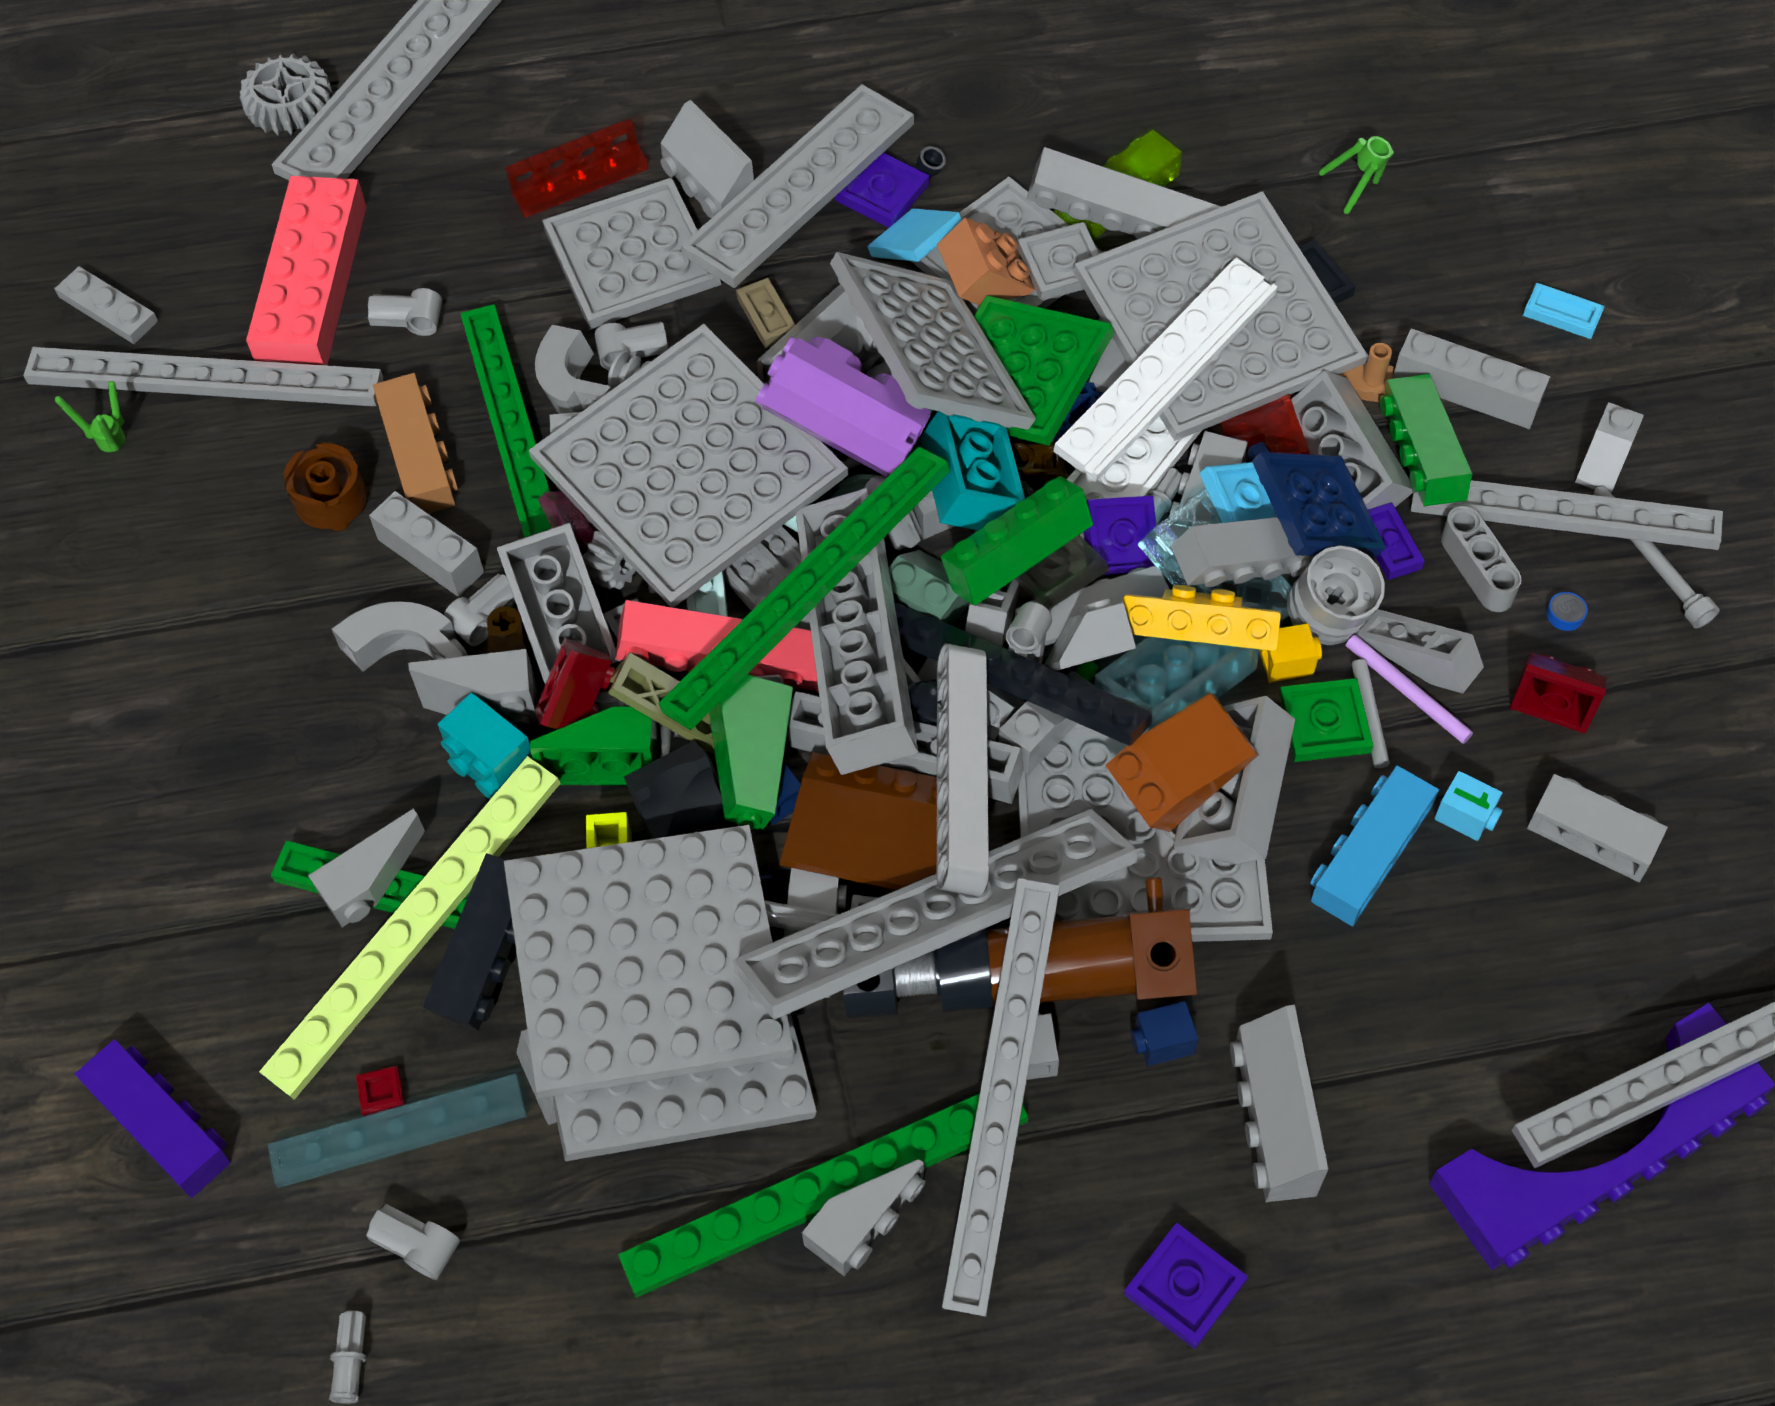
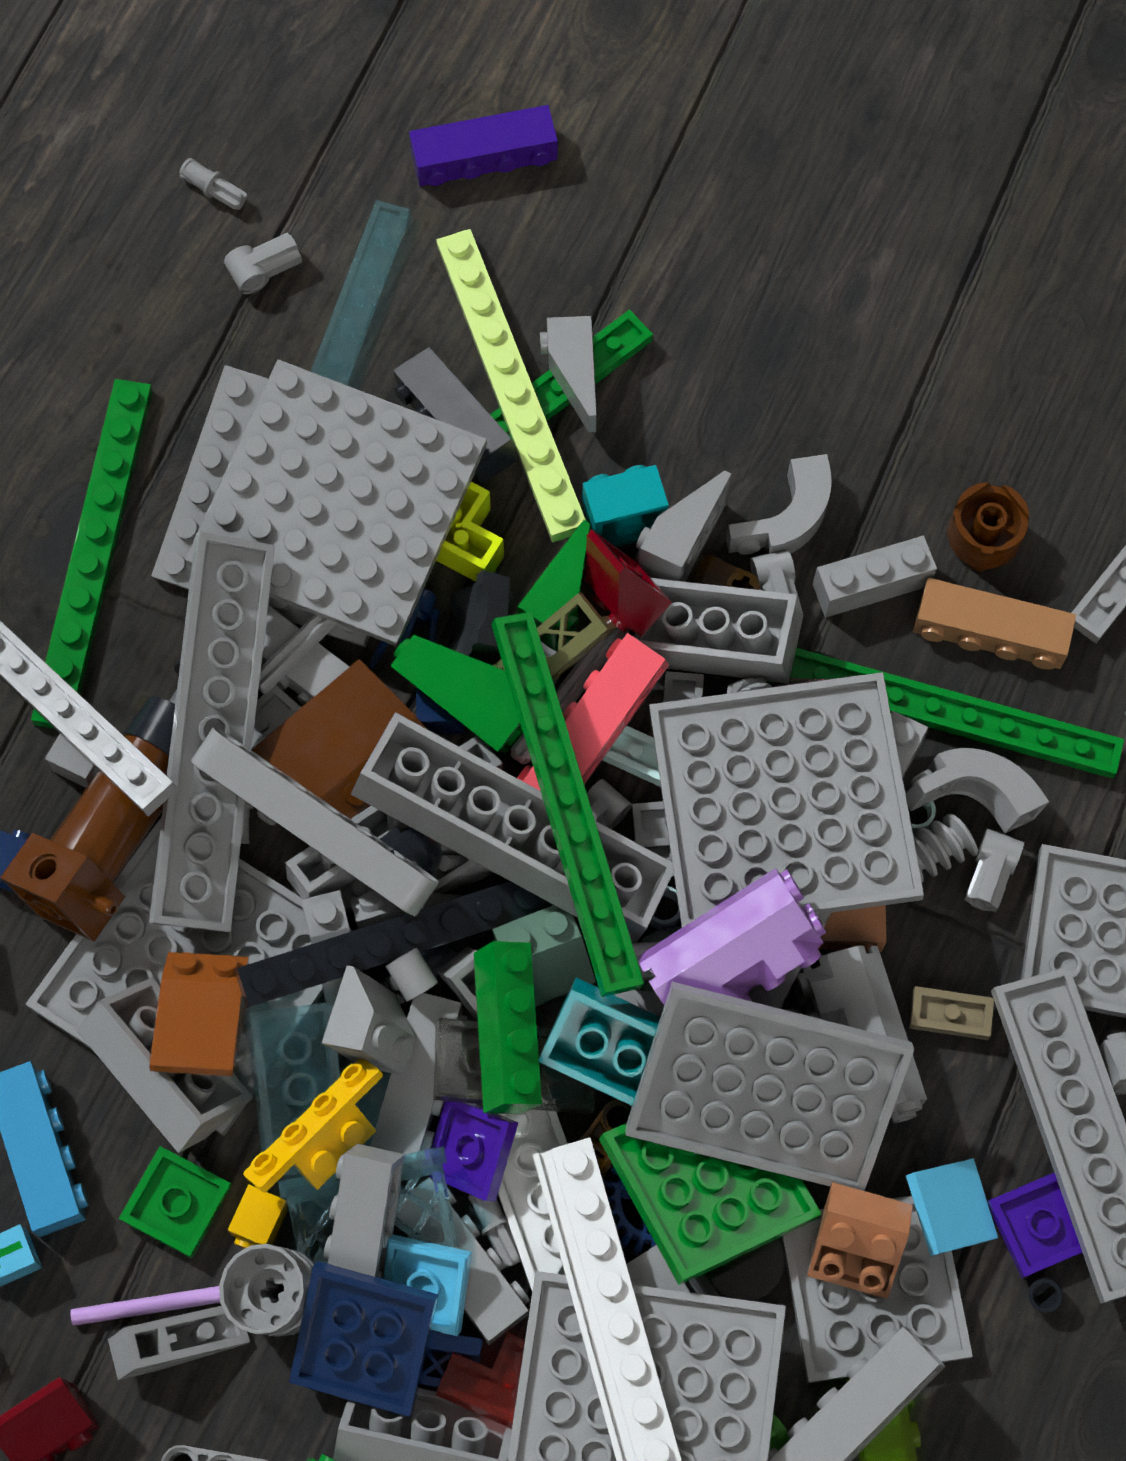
camera: 120 degrees right, 10 degrees up
(380, 1090) = (397, 302): dark red tile -> none
(854, 1218) = (49, 545): light grey slope -> none
(1053, 256) = (822, 1321): light grey plate -> none
(1379, 751) = (157, 1251): light grey bar -> none
(1401, 552) = (301, 1406): dark purple plate -> none

